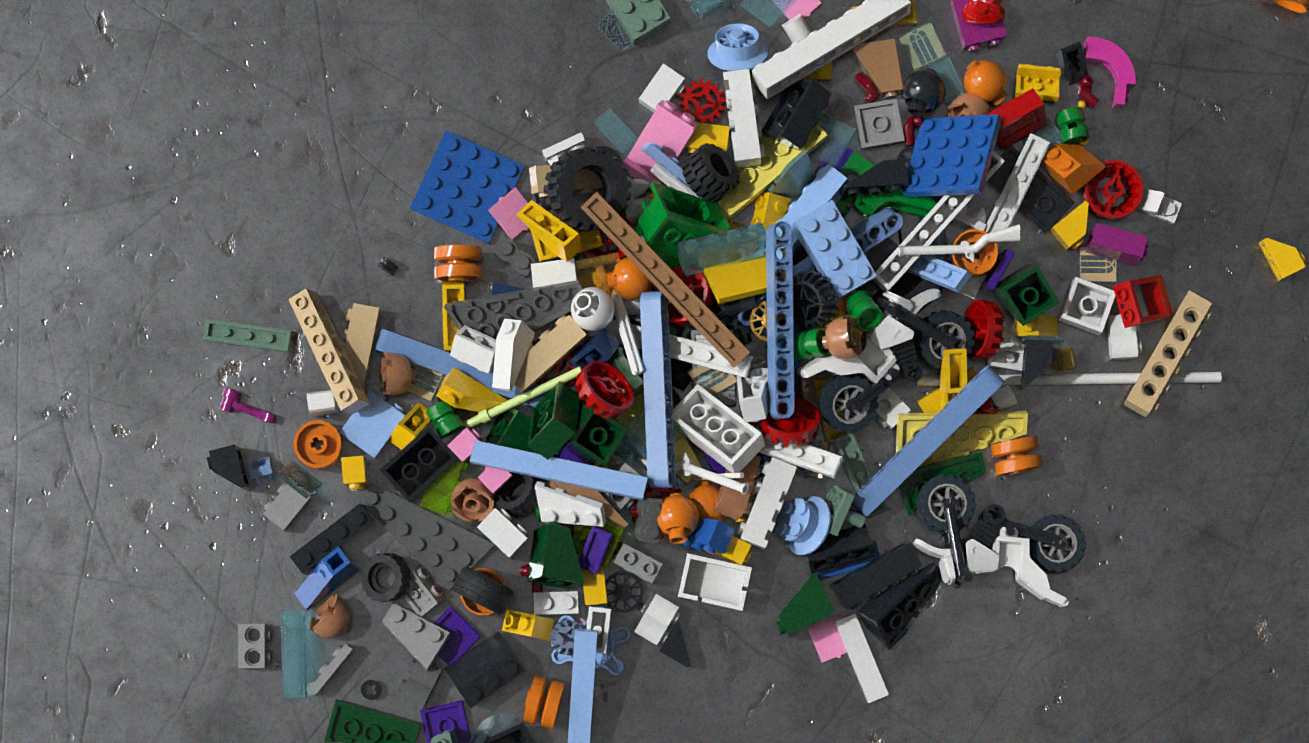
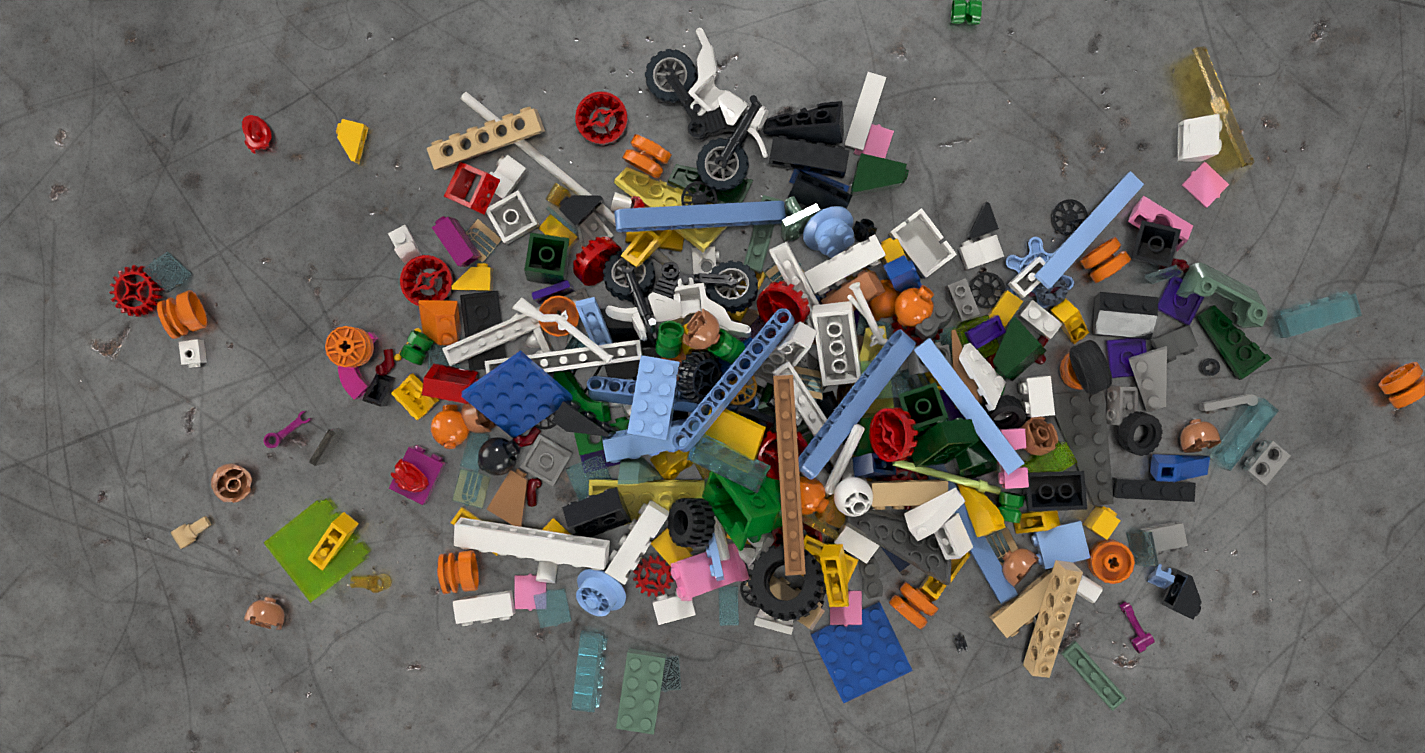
camera: 140 degrees left, 5 degrees up
(605, 717) = (1069, 216): none -> black wheel
(774, 552) = (864, 230): none -> black gear
(941, 457) = (698, 197): none -> black wheel
(1092, 439) = (586, 126): none -> red gear
(1129, 89) = (359, 352): none -> orange wheel

